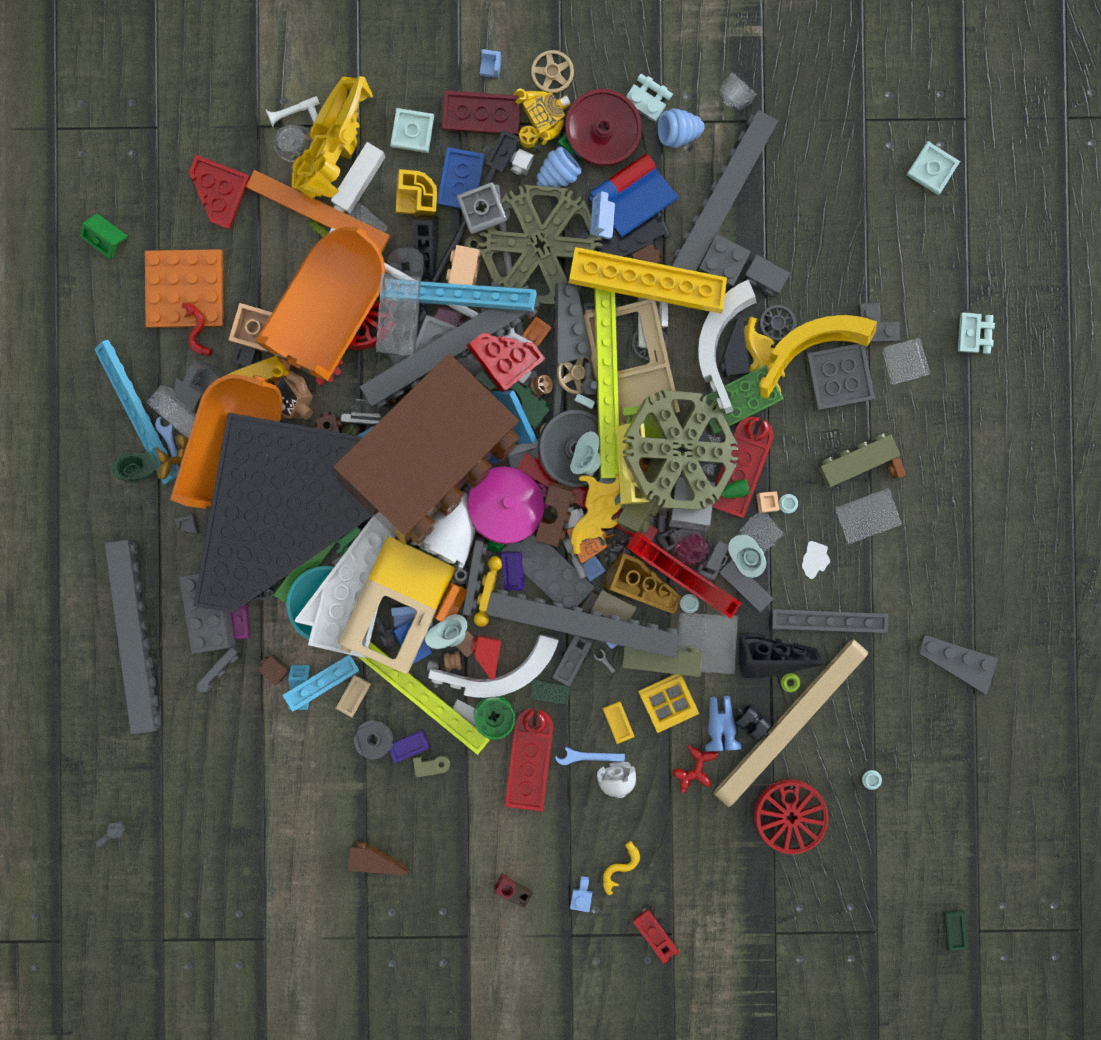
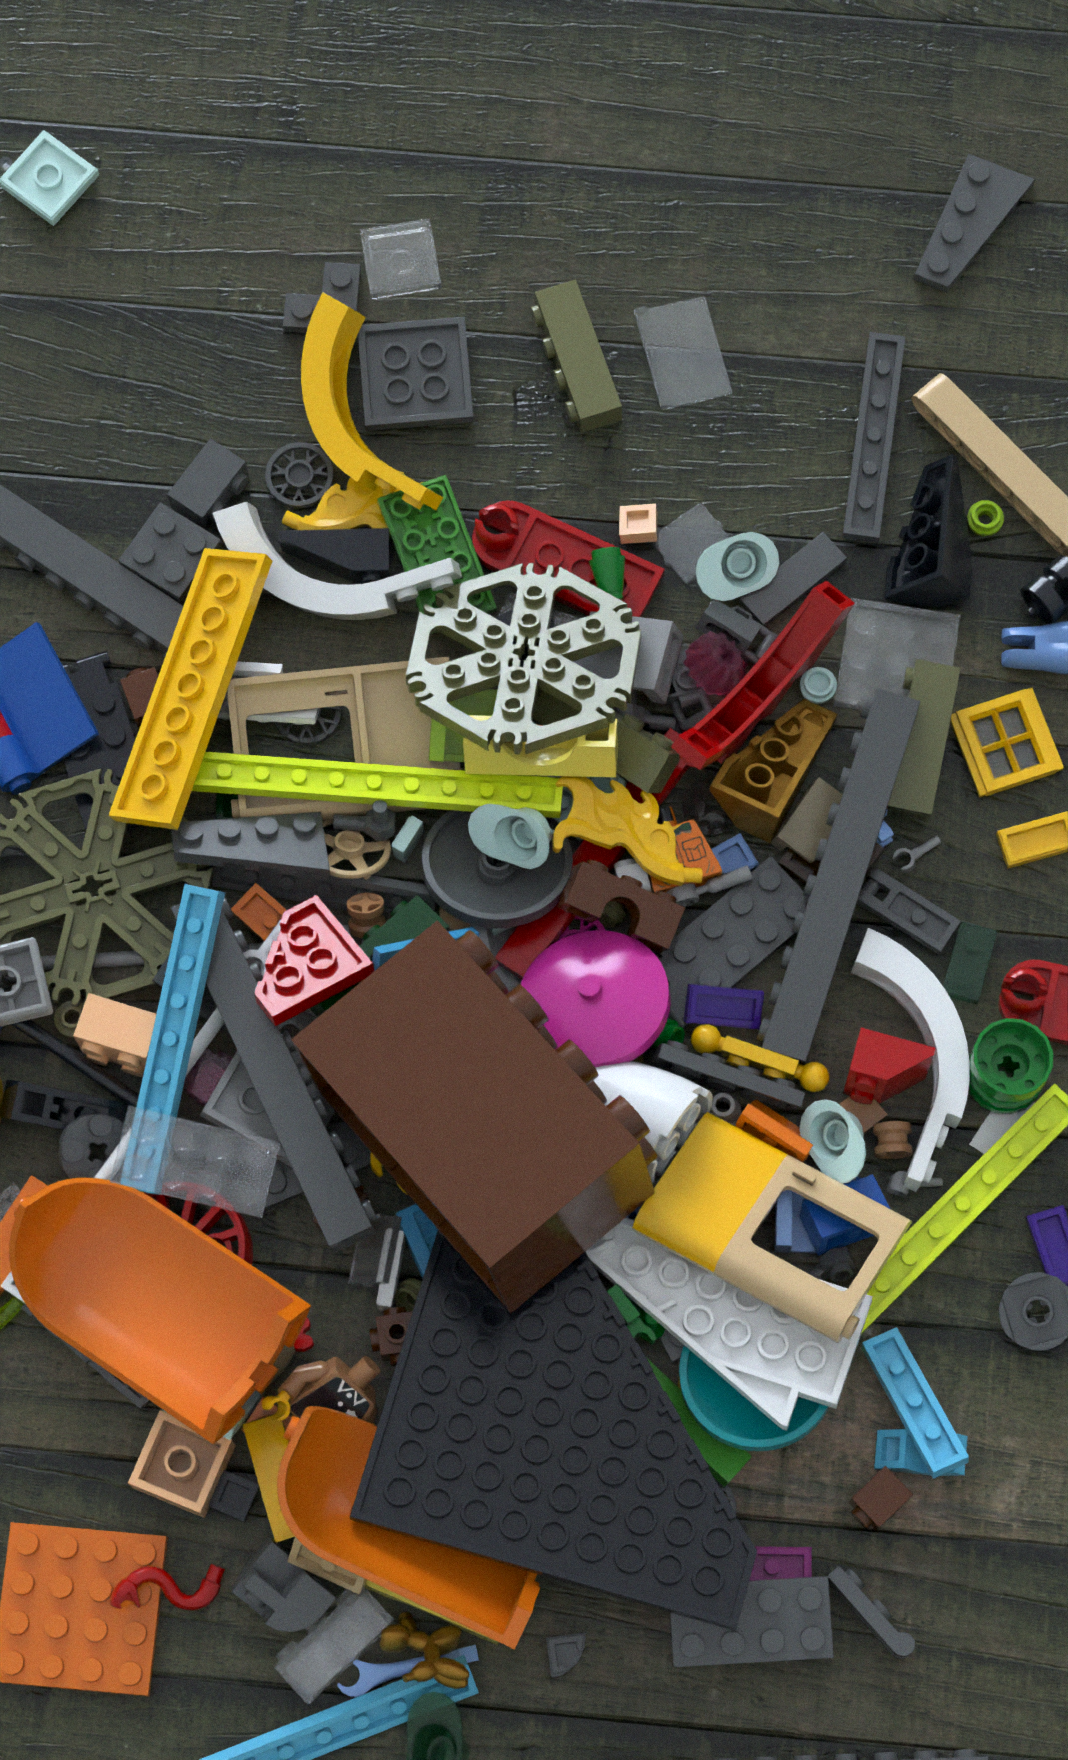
camera: 80 degrees left, 15 degrees down
(353, 696) = (946, 1347): tan tile -> none
(602, 216) = (54, 763): light blue panel -> none
(788, 503) = (644, 488): light aqua plate -> none
(815, 559) = (755, 453): white sticker -> none
(896, 468) = (599, 291): dark orange plate -> none
(969, 333) = (360, 143): light aqua plate -> none

